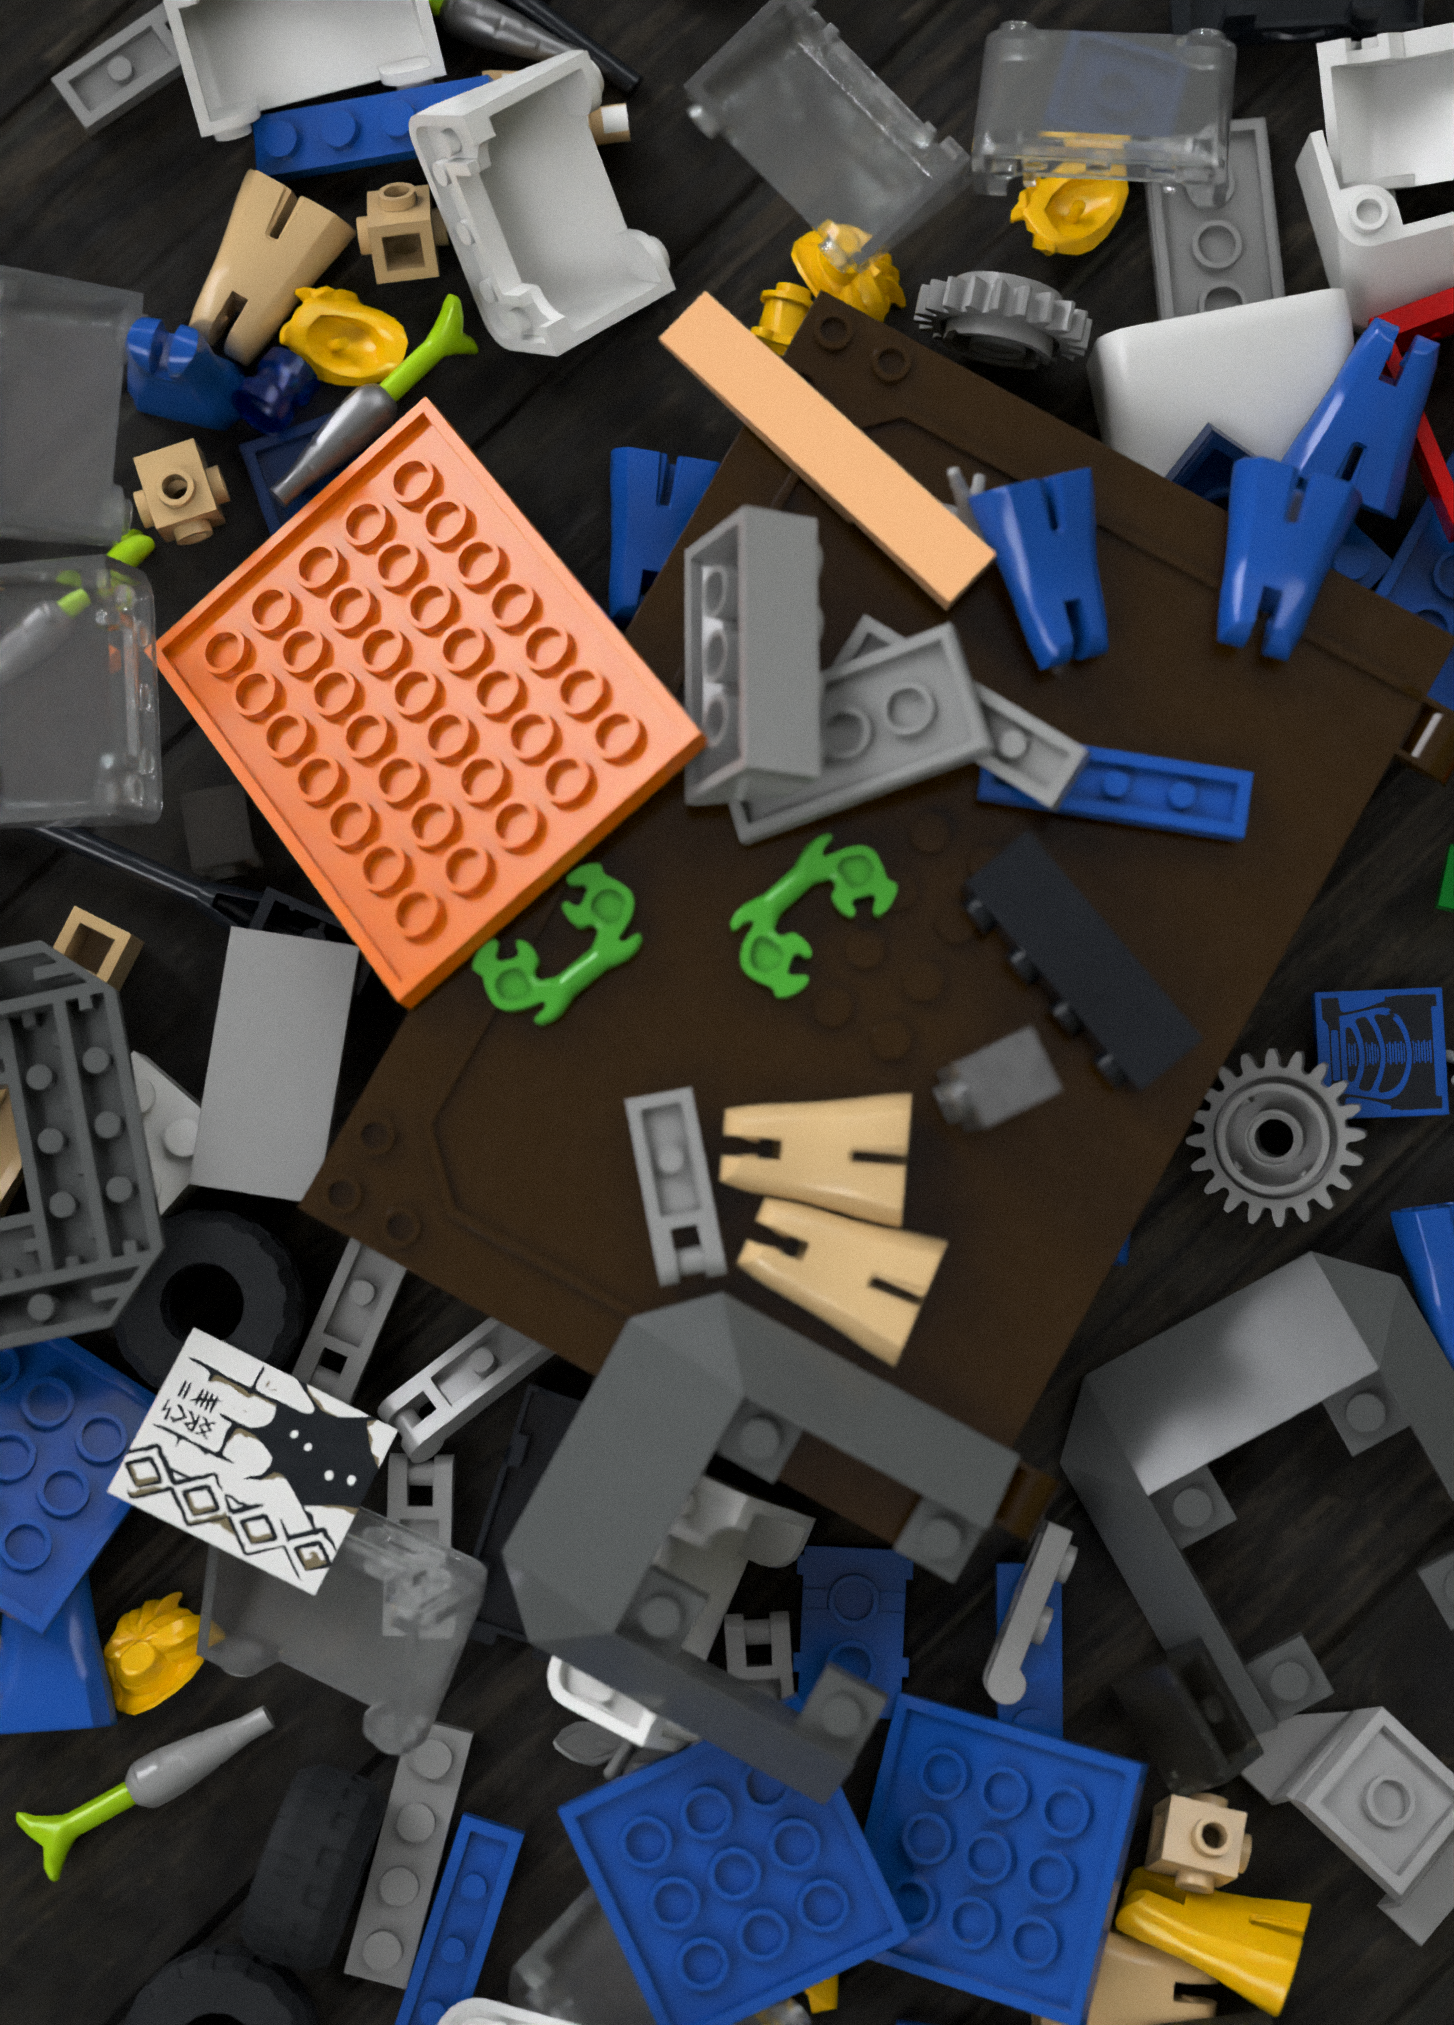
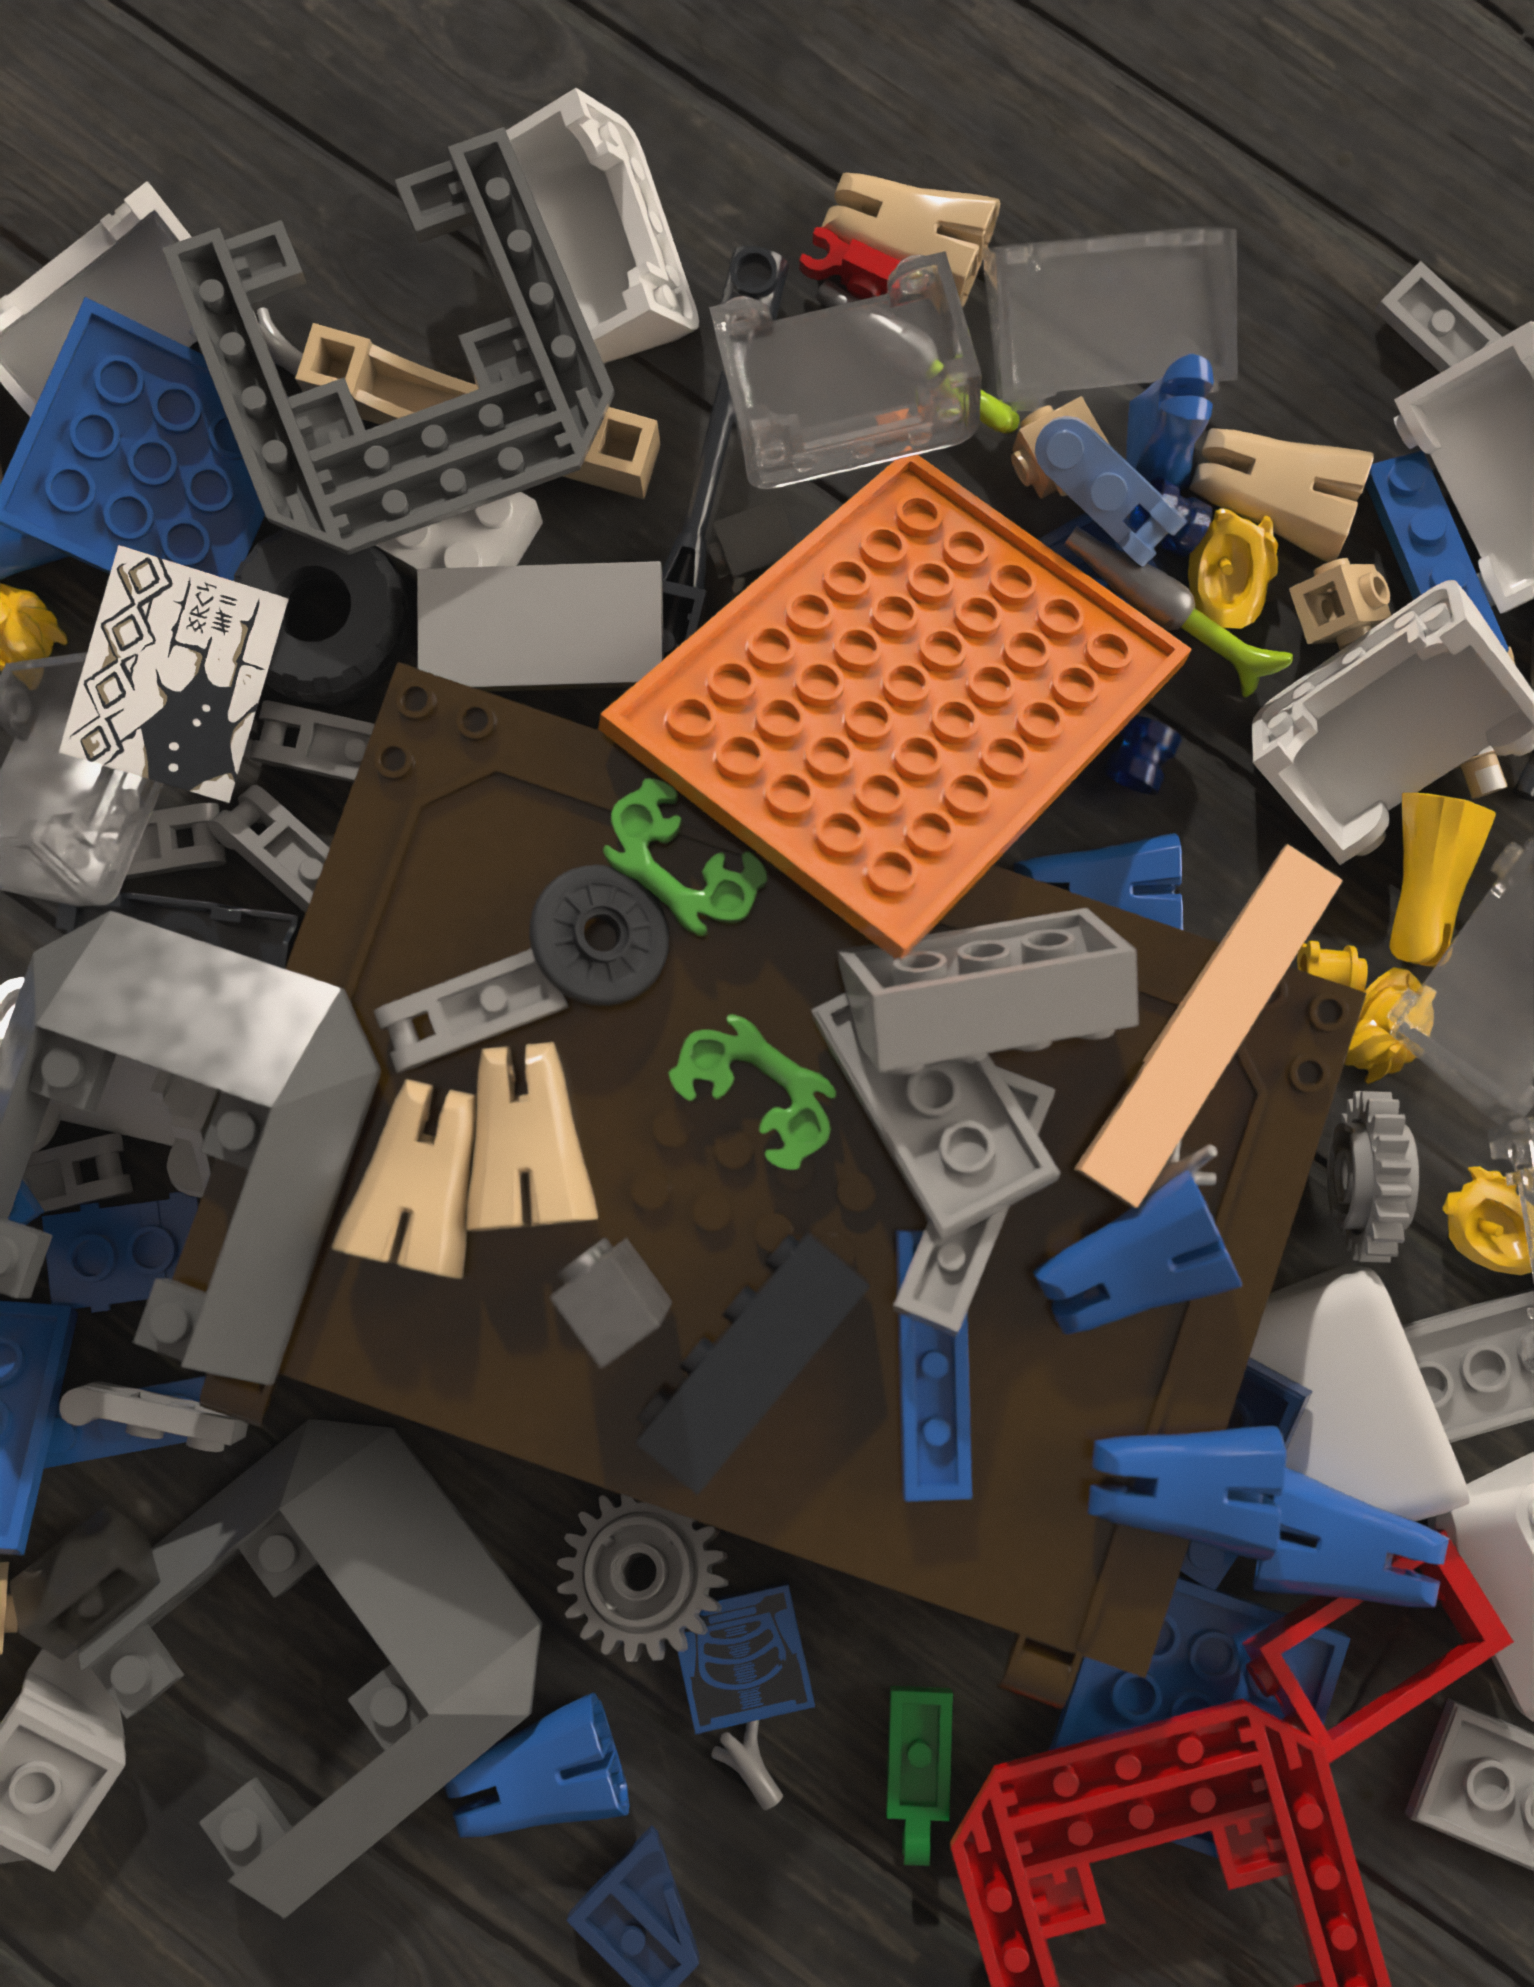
camera: 75 degrees right, 0 degrees up
(236, 451) = (1105, 485): none -> medium blue plate
(523, 471) = (1143, 750): none -> clear blue wheel
(630, 1080) = (568, 959): none -> black wheel
(687, 187) = (1439, 855): none -> yellow piece

